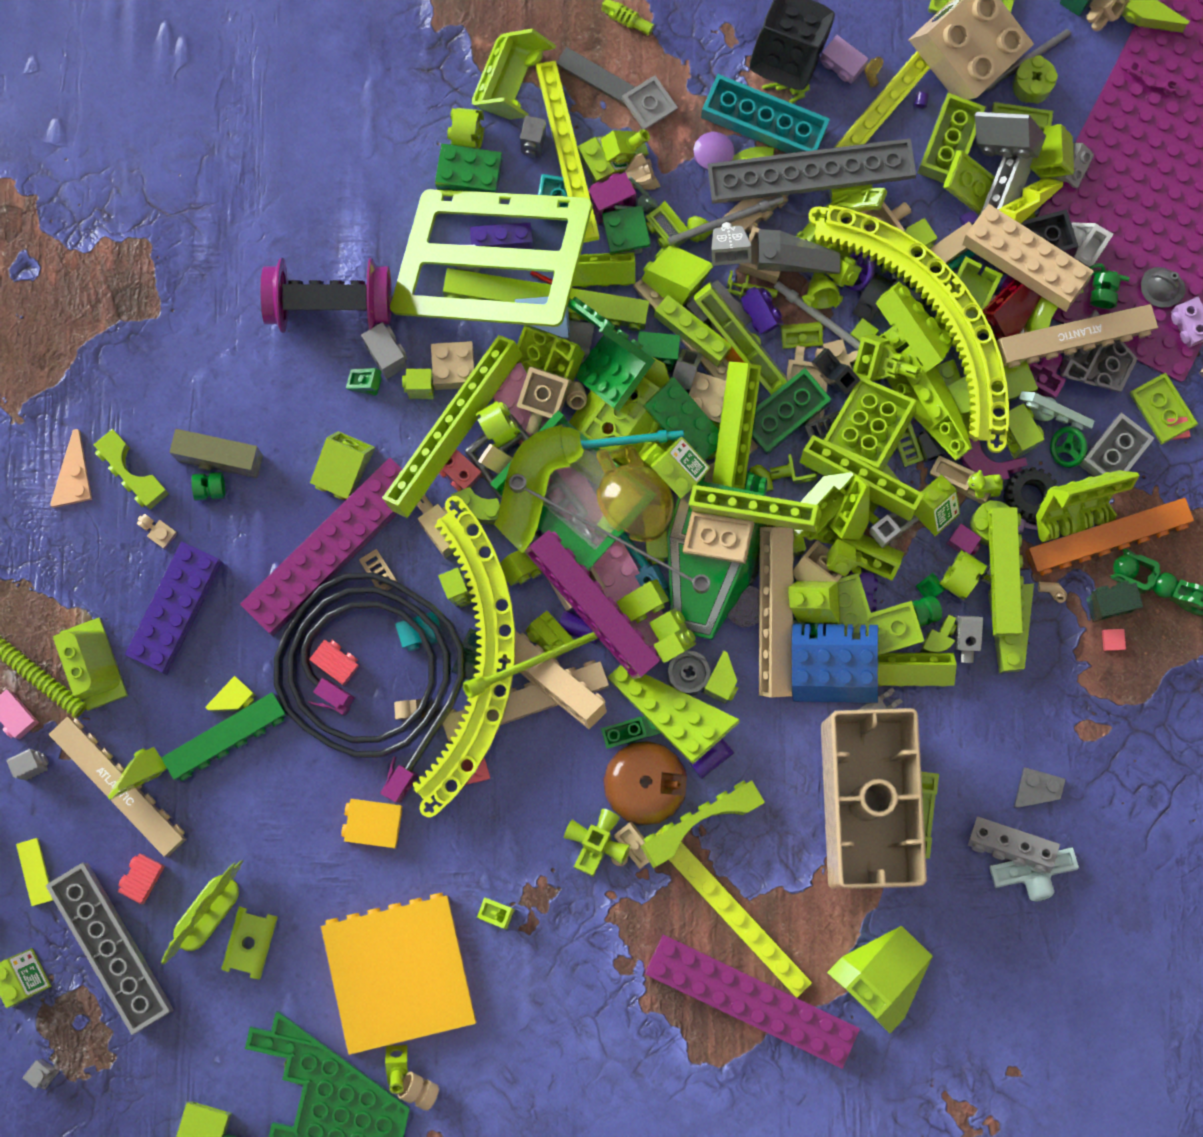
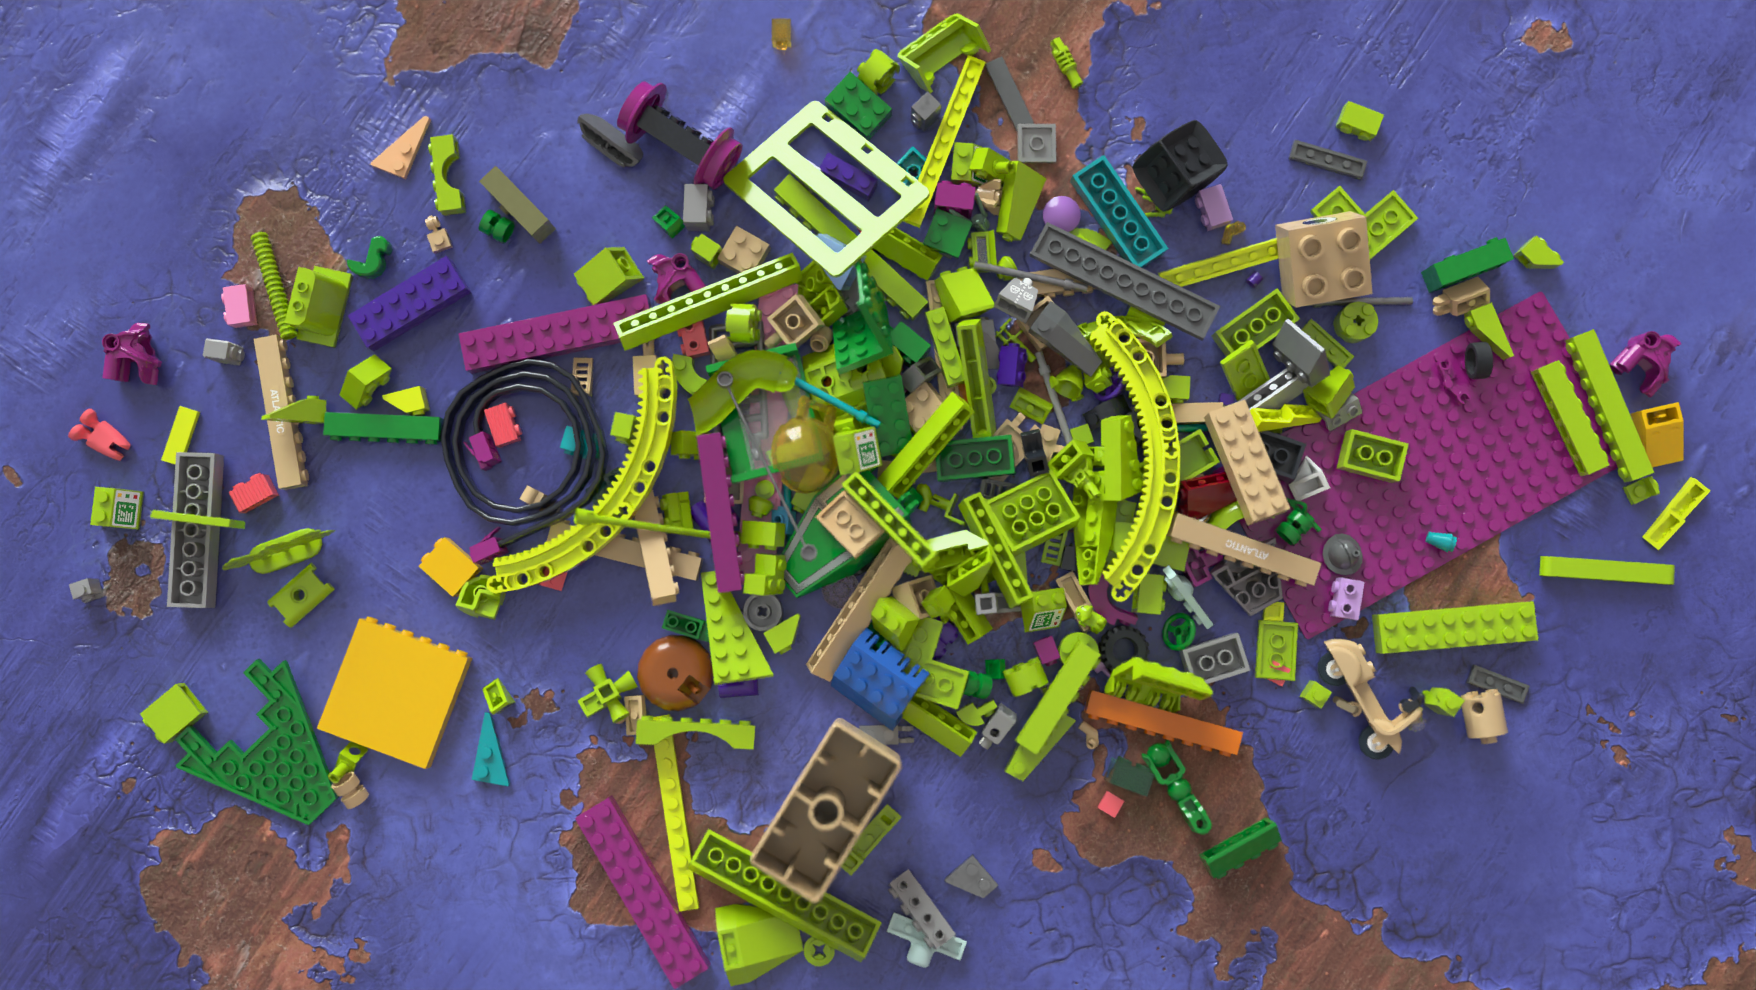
camera: 40 degrees right, 5 degrees up
(111, 930) = (197, 519): none -> lime tile
(116, 592) = (375, 261): none -> green animal
(179, 706) = (363, 381): none -> lime brick
(261, 343) = (609, 140): none -> dark grey brick
(354, 150) = (781, 33): none -> clear yellow brick
(403, 425) = (672, 277): none -> magenta helmet
(421, 833) = (478, 600): none -> lime brick
(528, 979) = (489, 763): none -> teal wing
(616, 562) = (764, 489): none -> lime plate
(622, 579) = (759, 506): none -> lime cone
(669, 163) = (1018, 201): none -> lime slope
(883, 915) = (825, 920): none -> lime brick
(952, 954) = (819, 959): none -> lime gear
(1129, 184) = (1372, 456): none -> lime brick
(1138, 376) = (1274, 612): none -> neon yellow tile
(1162, 44) = (1478, 360): none -> black tyre

